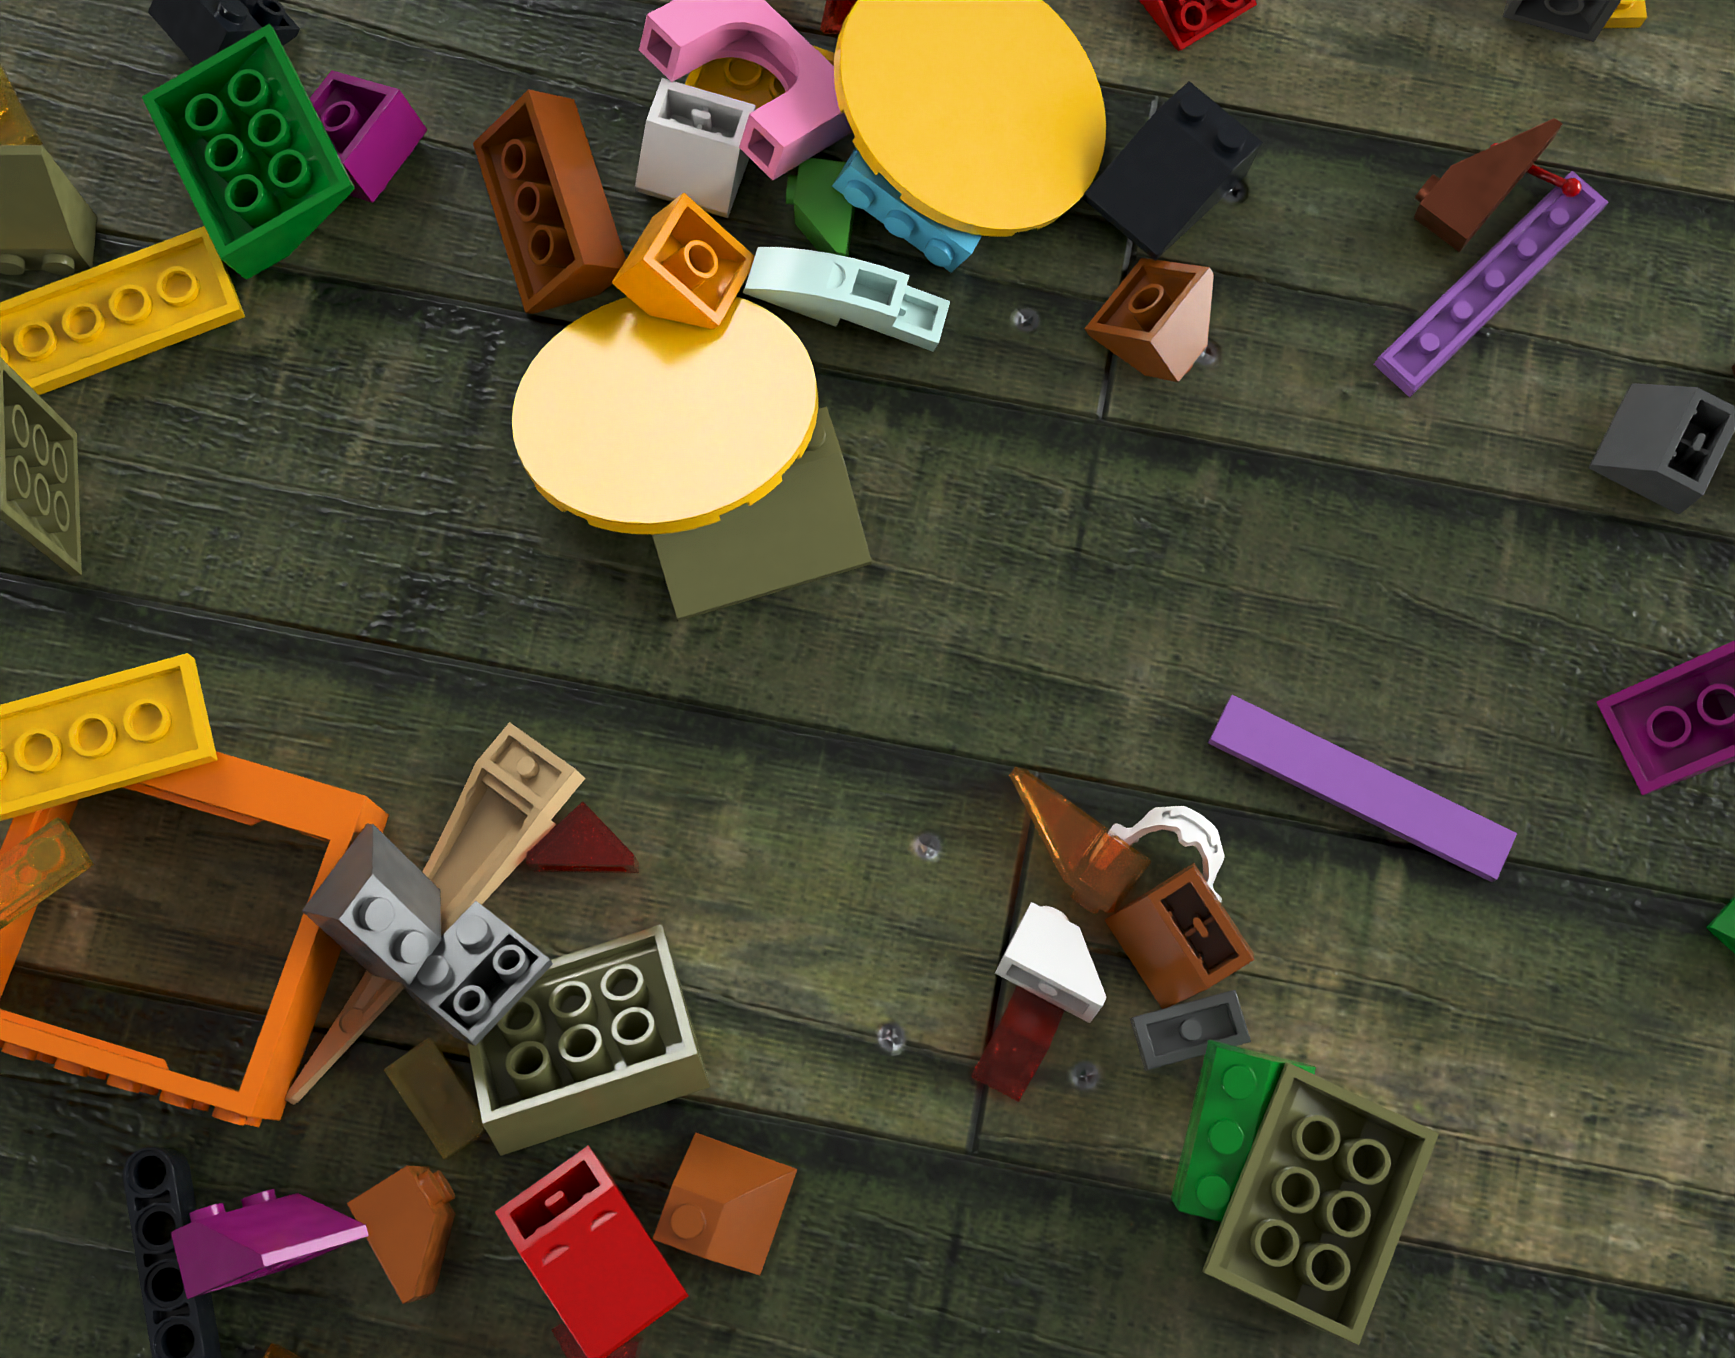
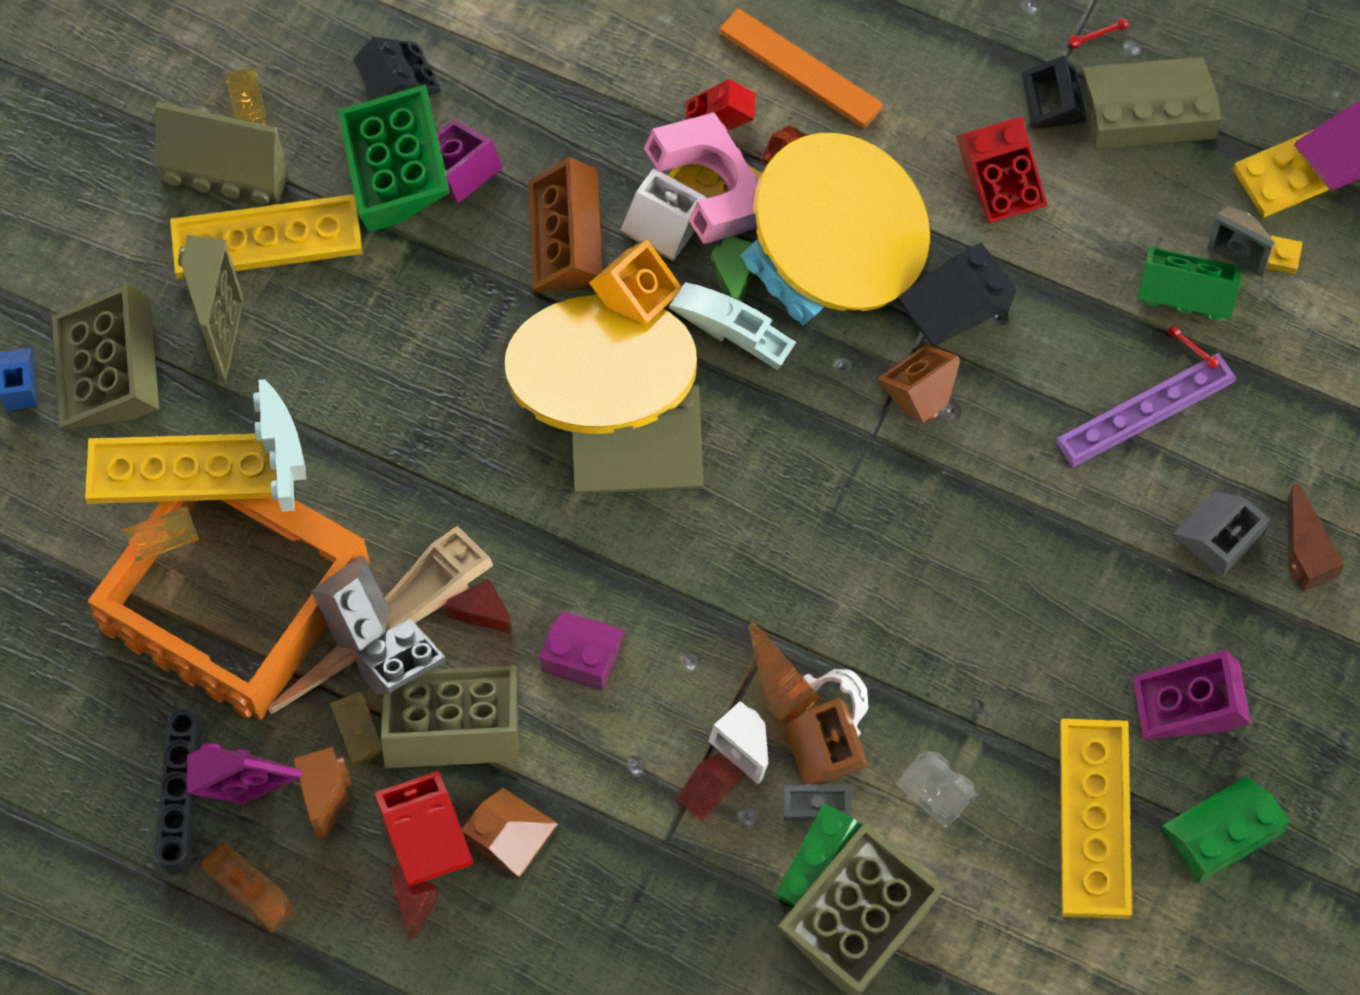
camera: 20 degrees right, 10 degrees down
(181, 665) = (282, 443): none -> light aqua slope
(757, 873) = (581, 650): none -> magenta slope
(1363, 788) = (968, 691): medium lavender tile -> none
(1365, 958) = (937, 787): none -> clear bracket
(1474, 187) = (1151, 347): copper slope -> none
(1503, 75) = (1189, 283): none -> green slope
(1613, 946) = (1095, 819): none -> yellow plate

